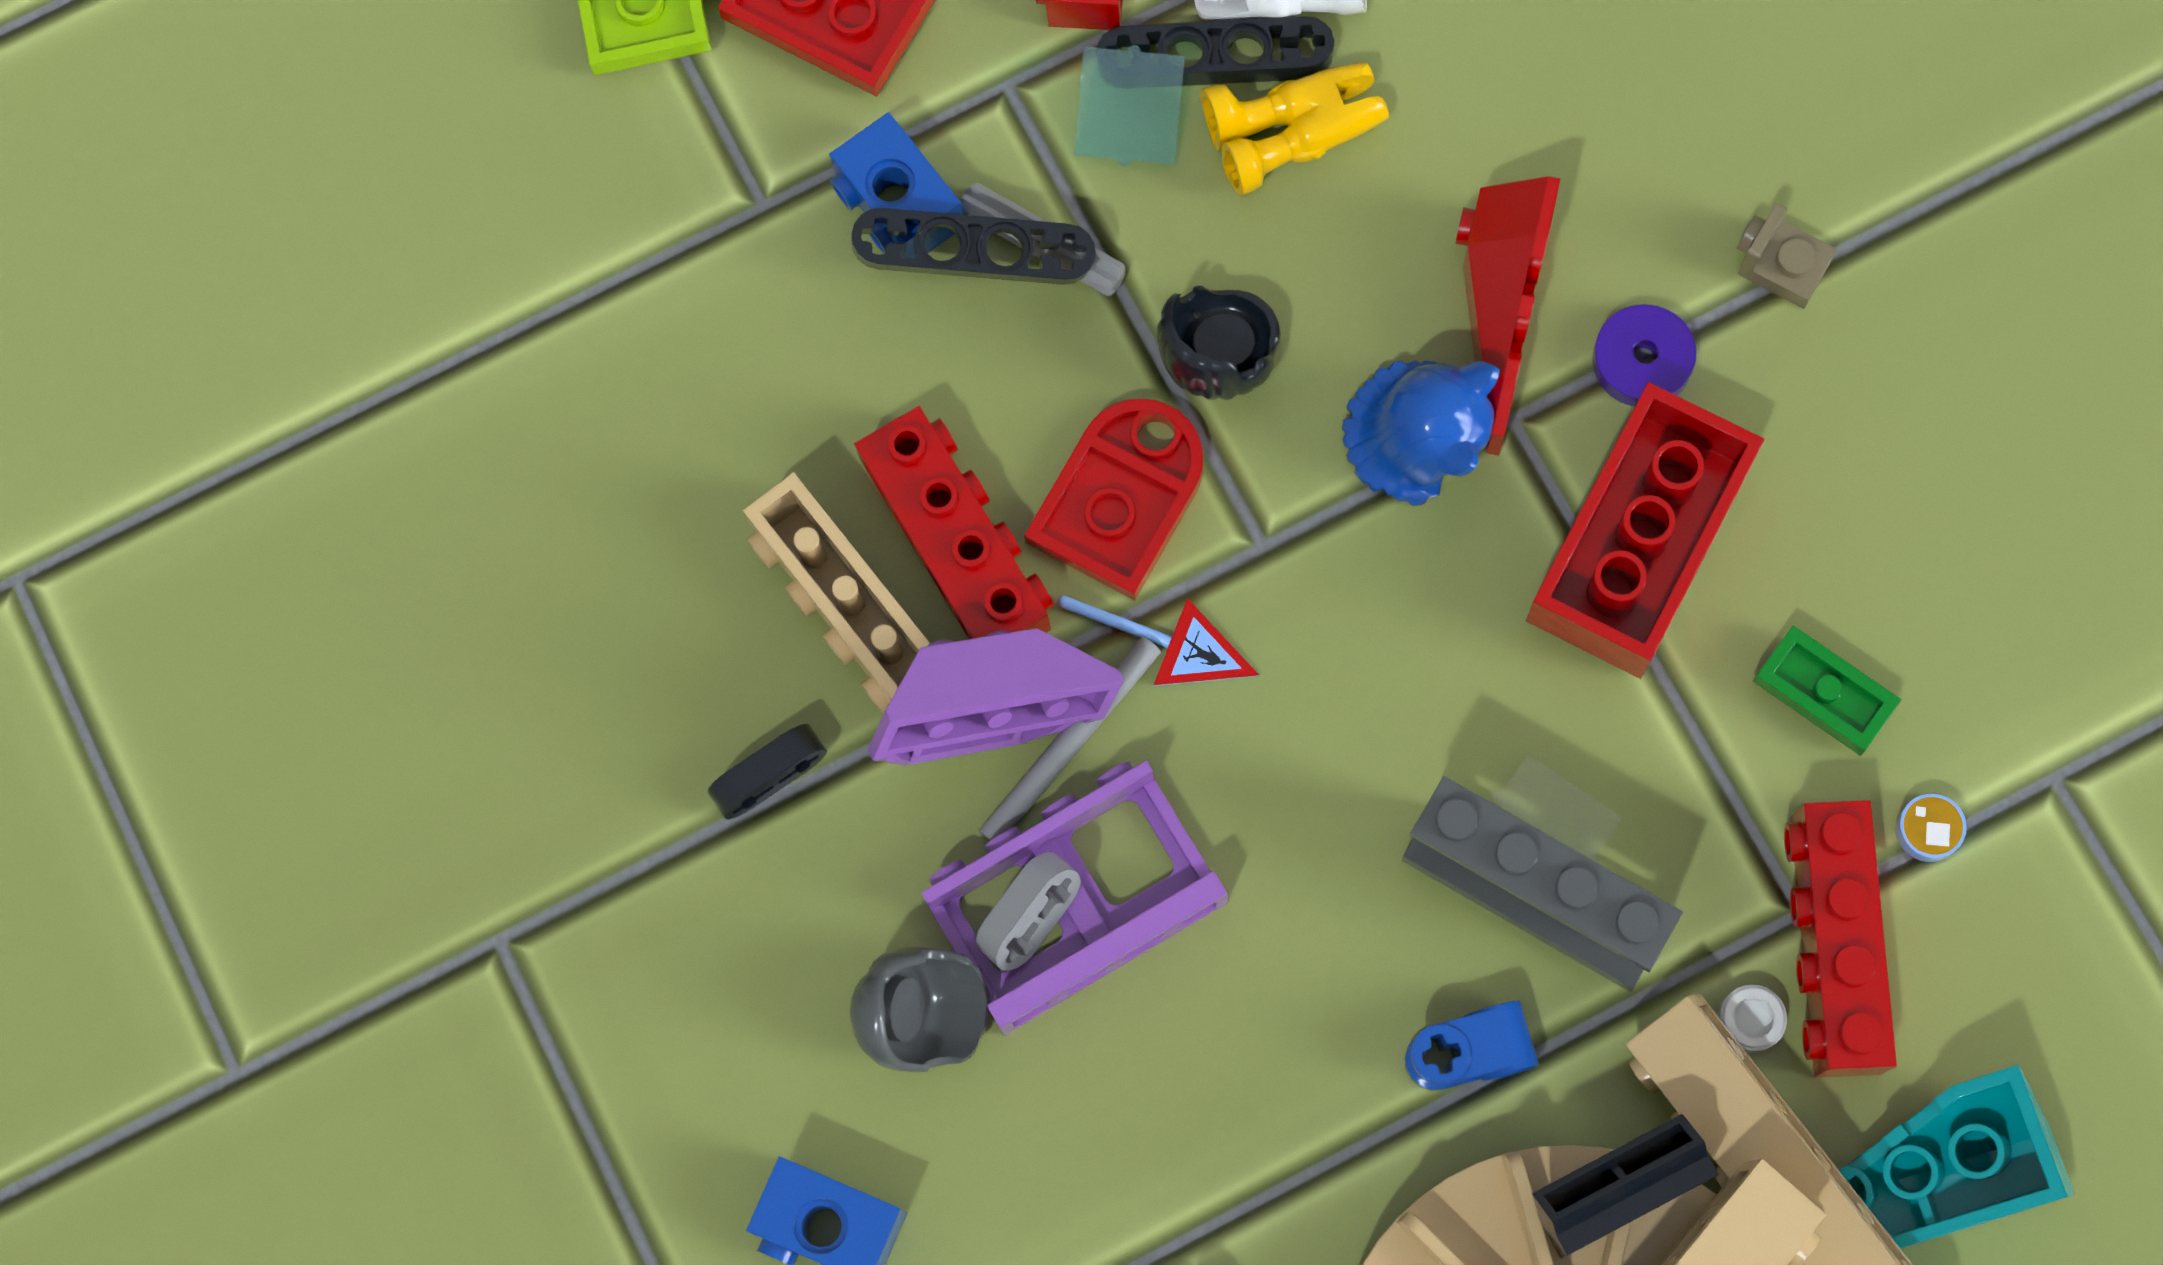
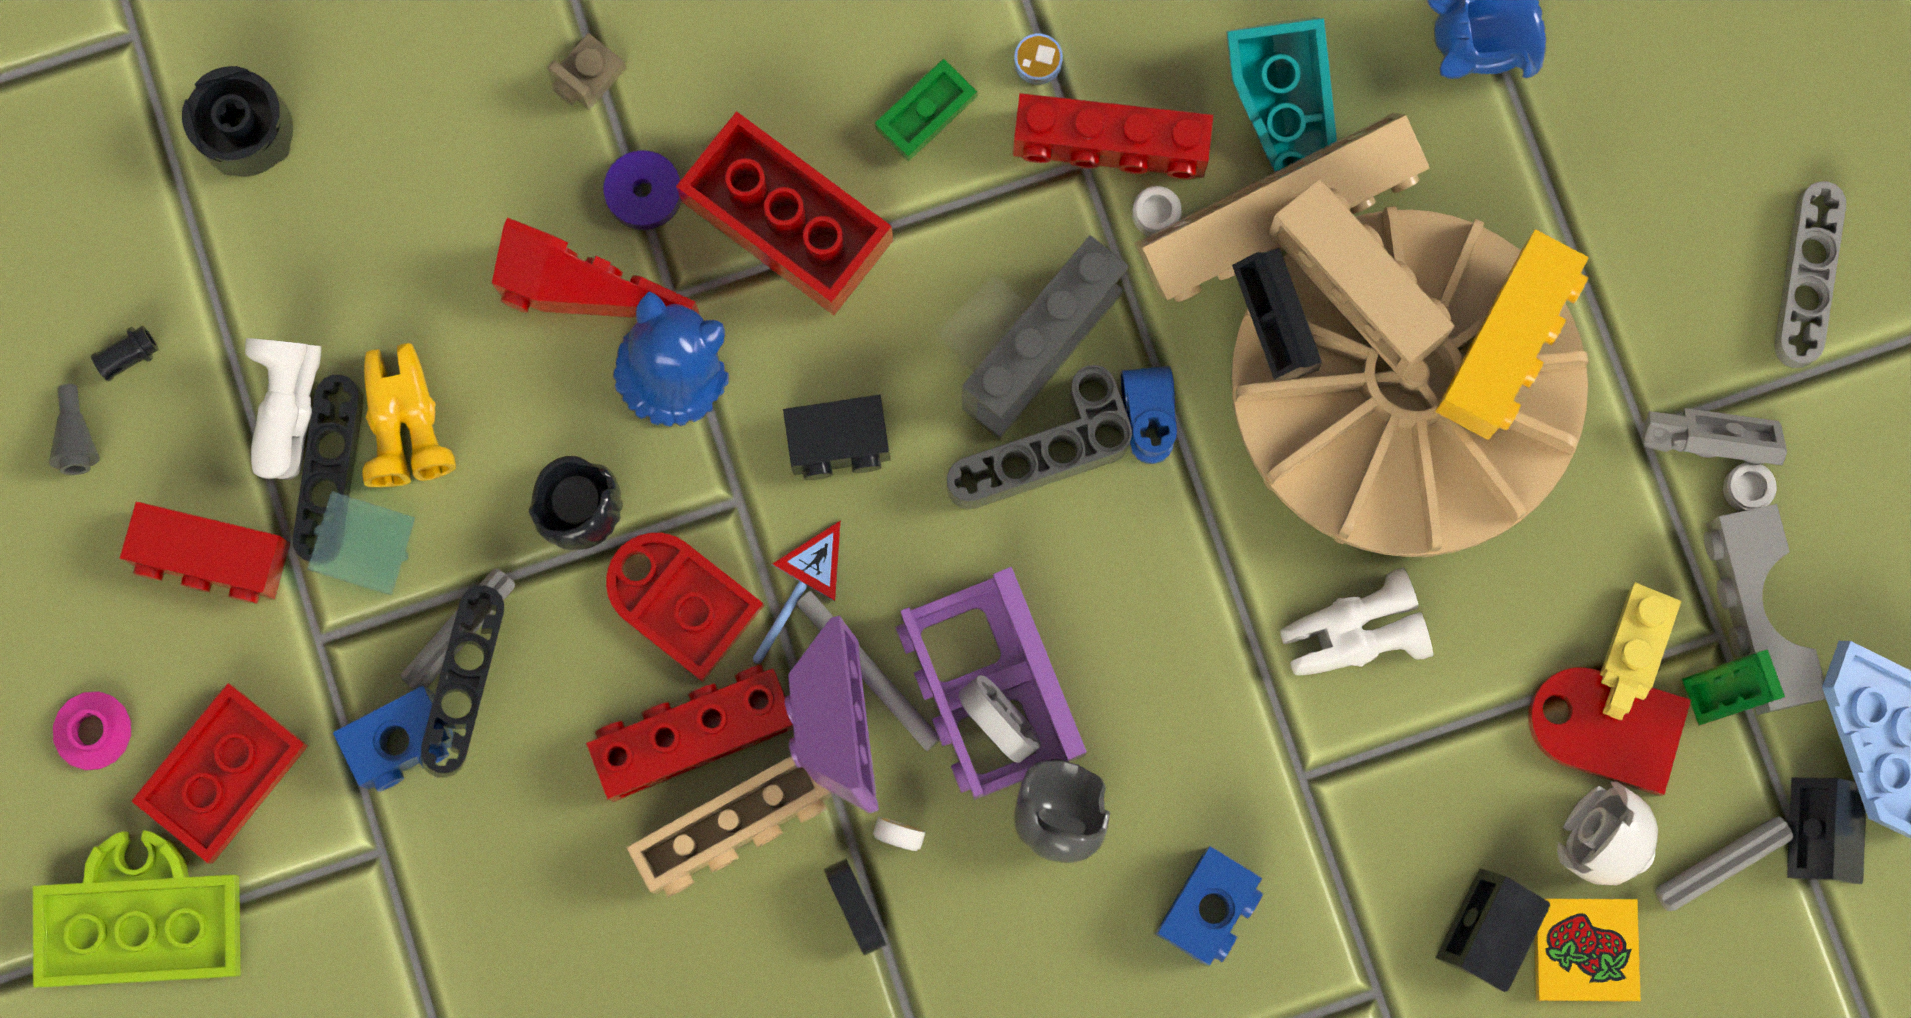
camera: 90 degrees left, 5 degrees up
(866, 810) = (898, 834): none -> white tile
(1364, 648) = (837, 437): none -> black brick
(1395, 907) = (1034, 448): none -> dark grey beam

